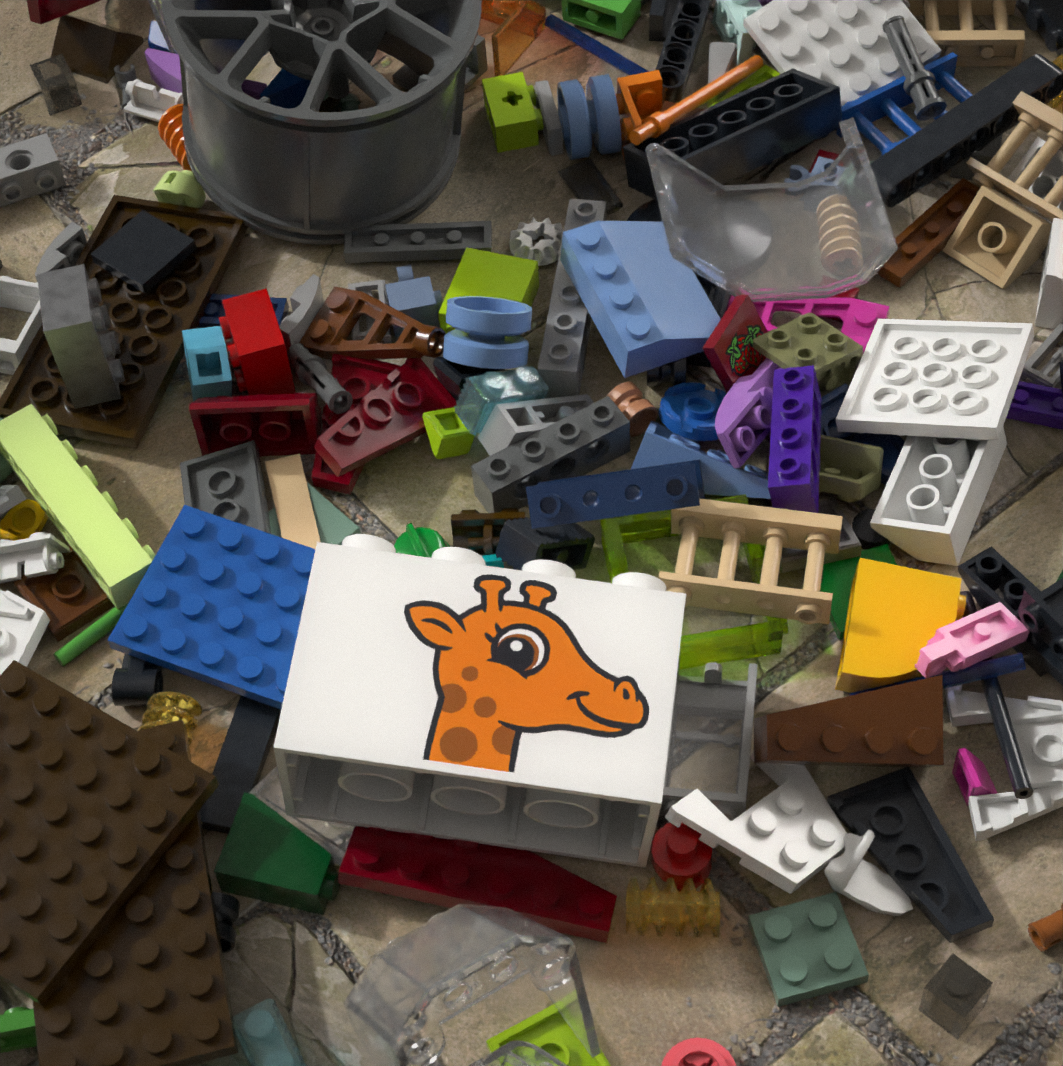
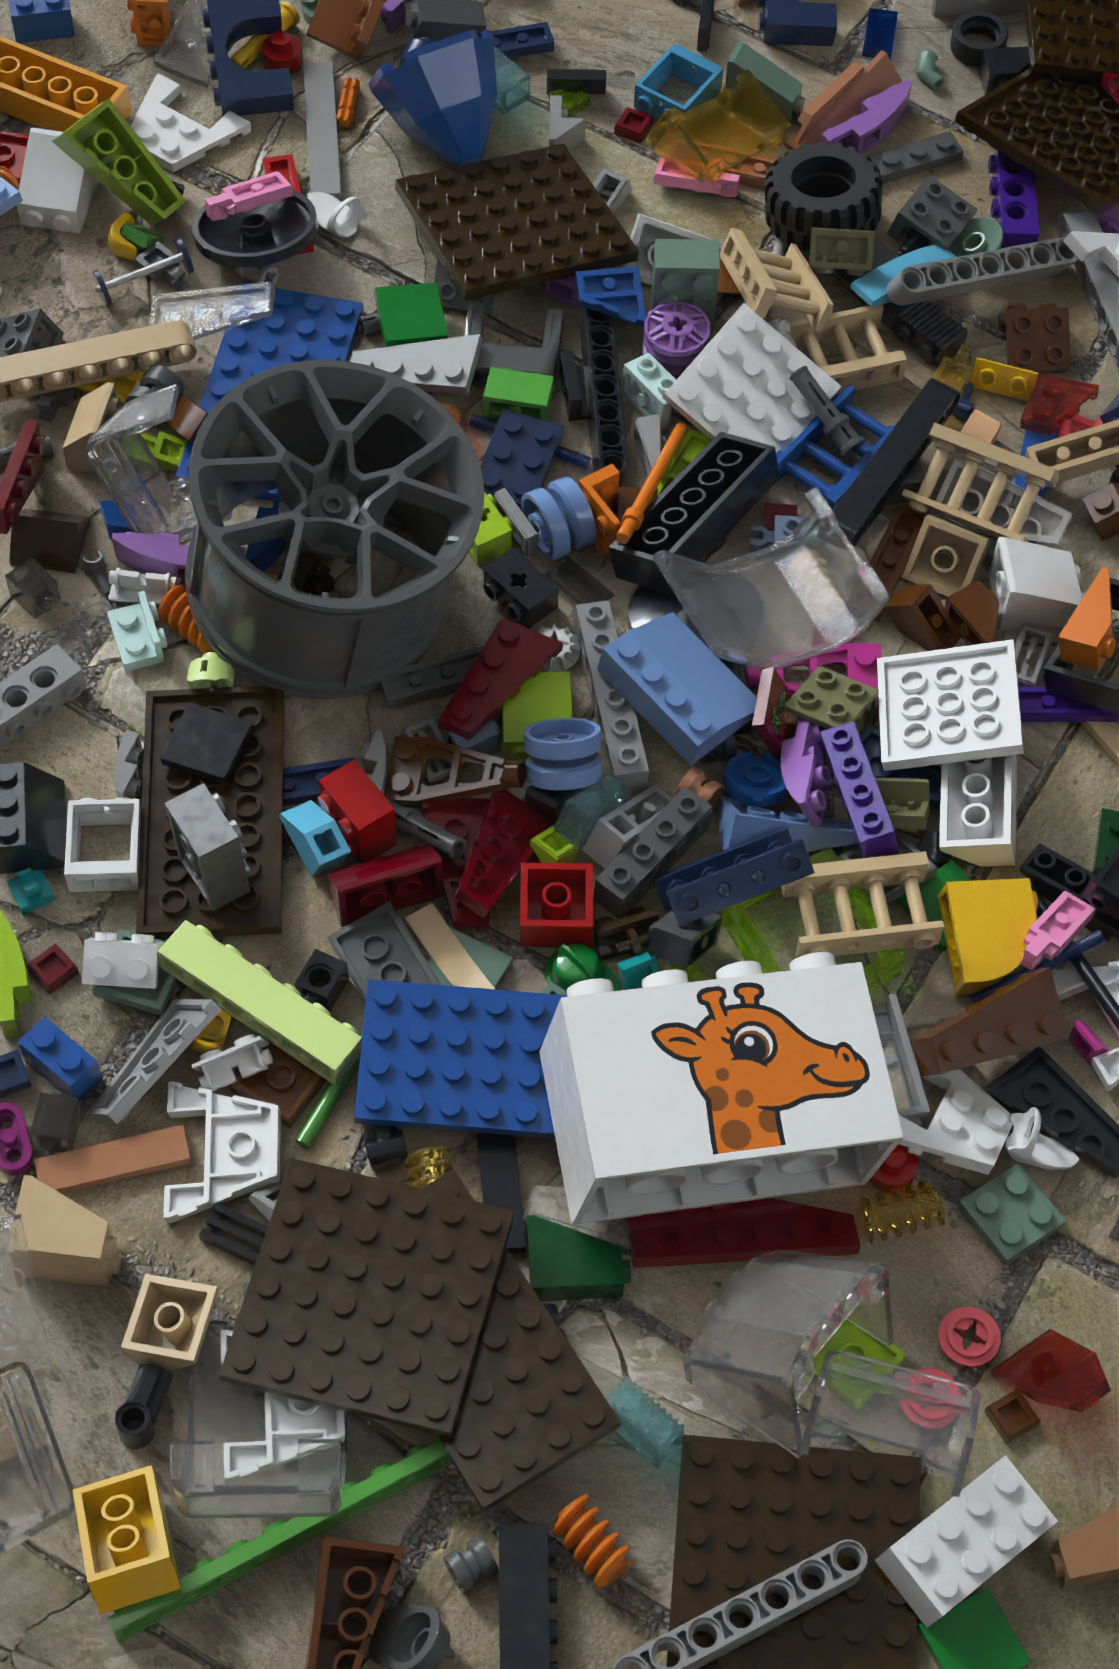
camera: 25 degrees left, 5 degrees up
(134, 146) = (137, 635): none -> light aqua bracket
(151, 503) = (325, 969): none -> black brick
(422, 482) = (556, 904): none -> red brick
(456, 247) = (497, 674): none -> dark red wing
(526, 178) = (520, 588): none -> black brick
(580, 52) = (520, 454): none -> dark blue plate
(947, 289) = (923, 617): none -> reddish brown slope
(1007, 294) = (974, 613): none -> reddish brown slope

